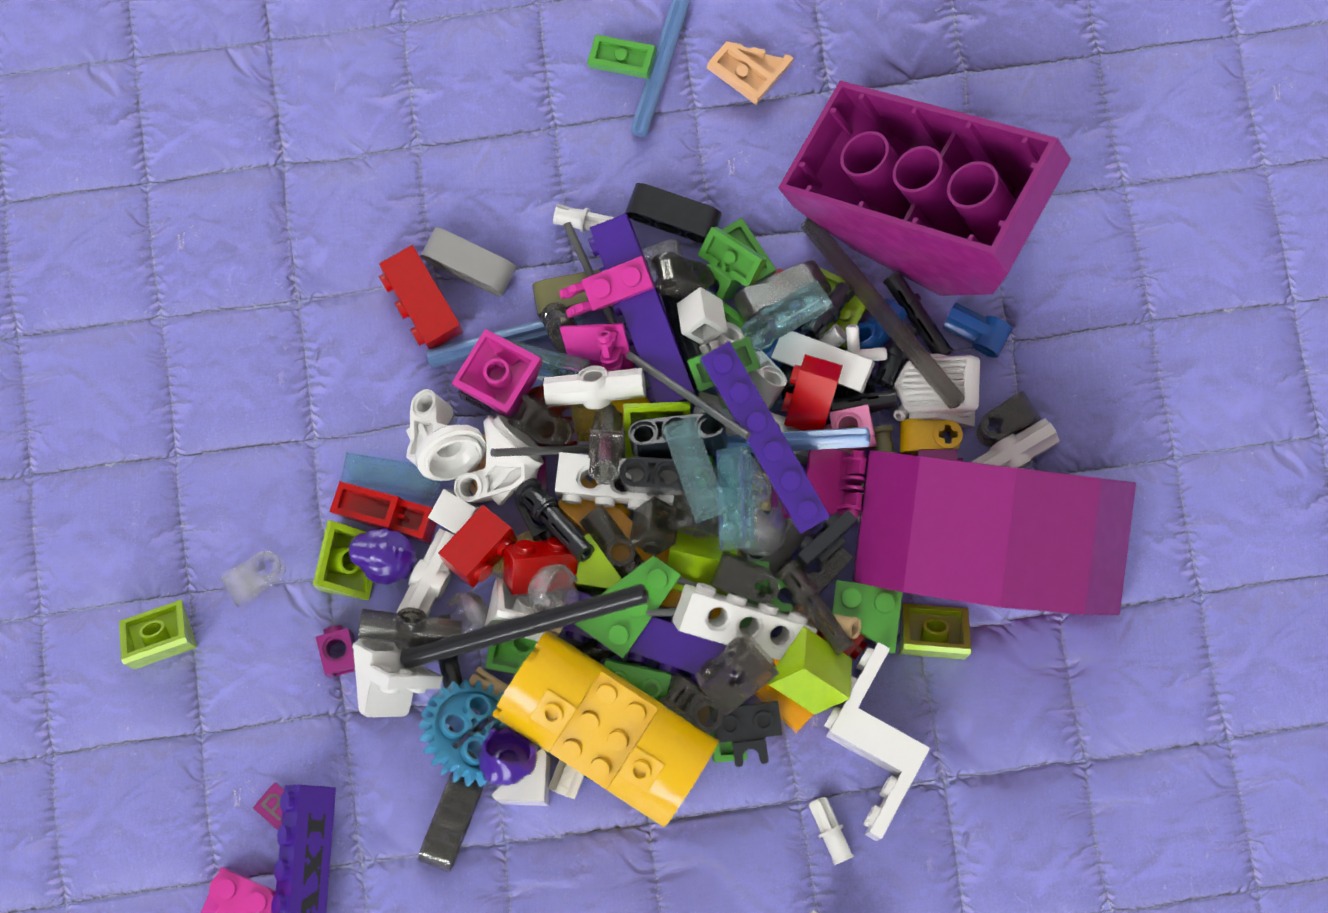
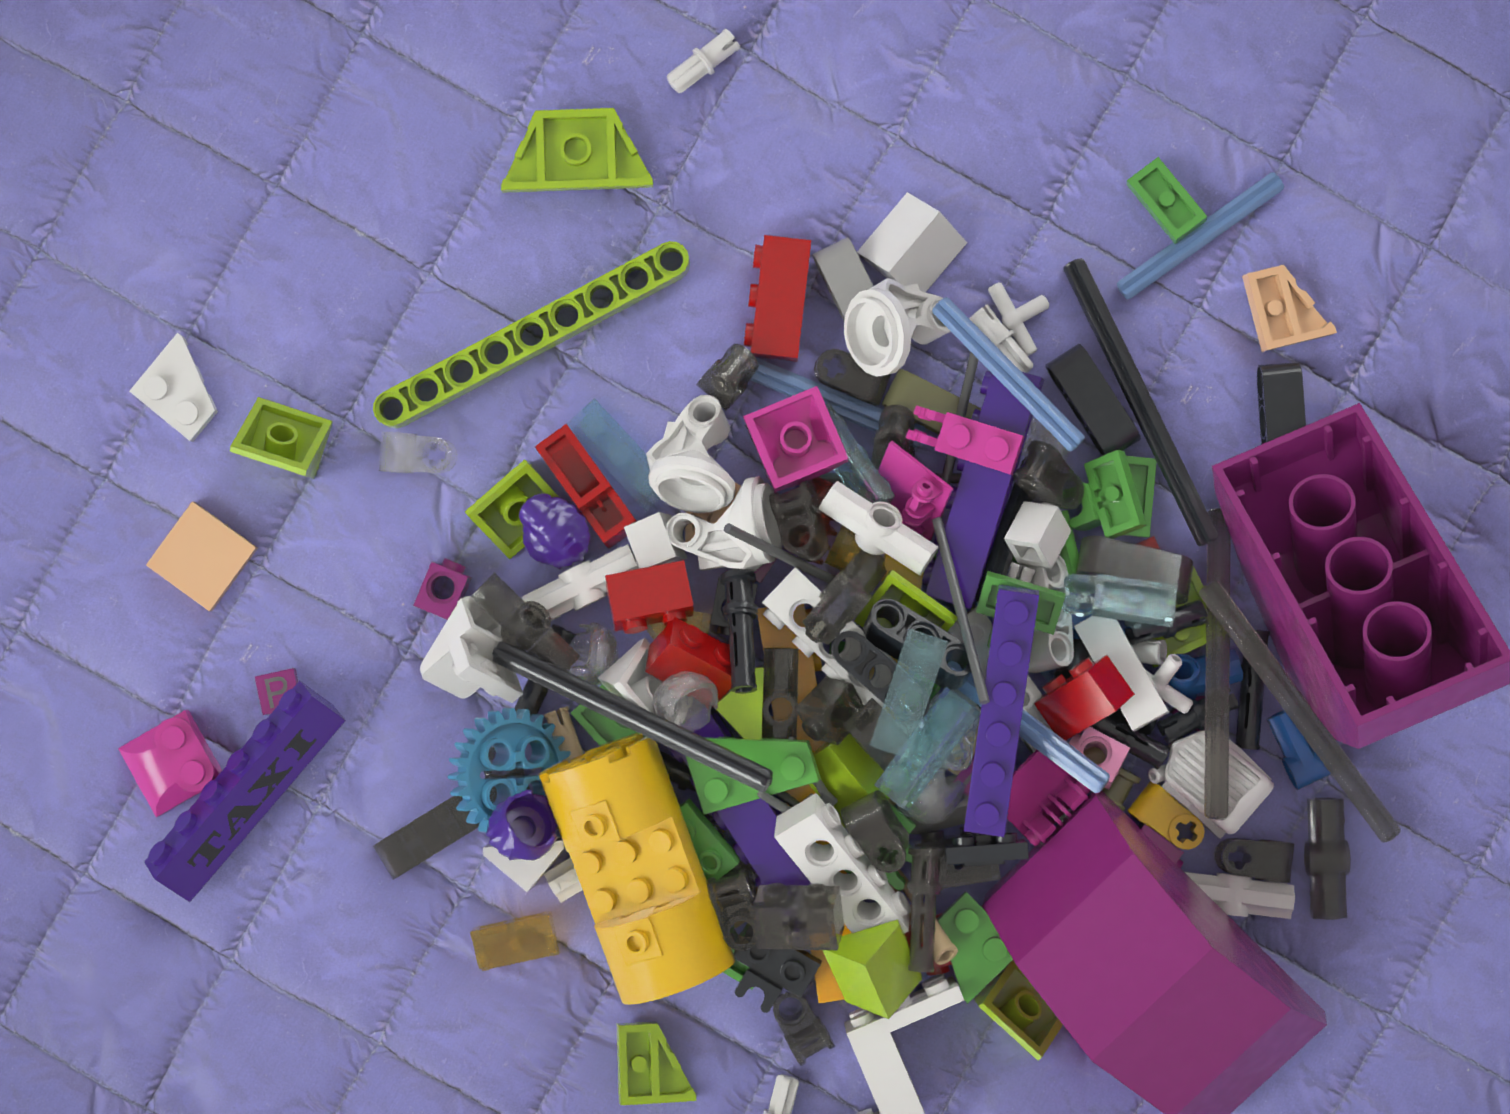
camera: 35 degrees right, 10 degrees up
(59, 658) = (176, 390): none -> white wing
(157, 755) = (201, 556): none -> light nougat tile
(217, 306) = (576, 153): none -> lime wing
(257, 189) = (703, 61): none -> white axle
(273, 458) = (512, 335): none -> lime beam
(424, 368) = (729, 375): none -> clear smoke piece
(482, 203) = (912, 244): none -> white slope
(501, 256) = (885, 320): none -> white piece
(507, 309) = (853, 379): none -> clear smoke piece
(563, 850) = (515, 941): none -> clear yellow hinge
(582, 199) = (1014, 318): none -> white piece
(602, 226) = (1008, 374): none -> medium blue axle
(704, 191) = (1140, 402): none -> black axle
(718, 865) = (648, 1067): none -> lime wing
(788, 122) = (1280, 399): none -> black beam
(800, 758) = (804, 1030): none -> clear smoke piece
(958, 302) = (1299, 711): none -> clear smoke axle
(1051, 385) = (1327, 858): none -> clear smoke piece

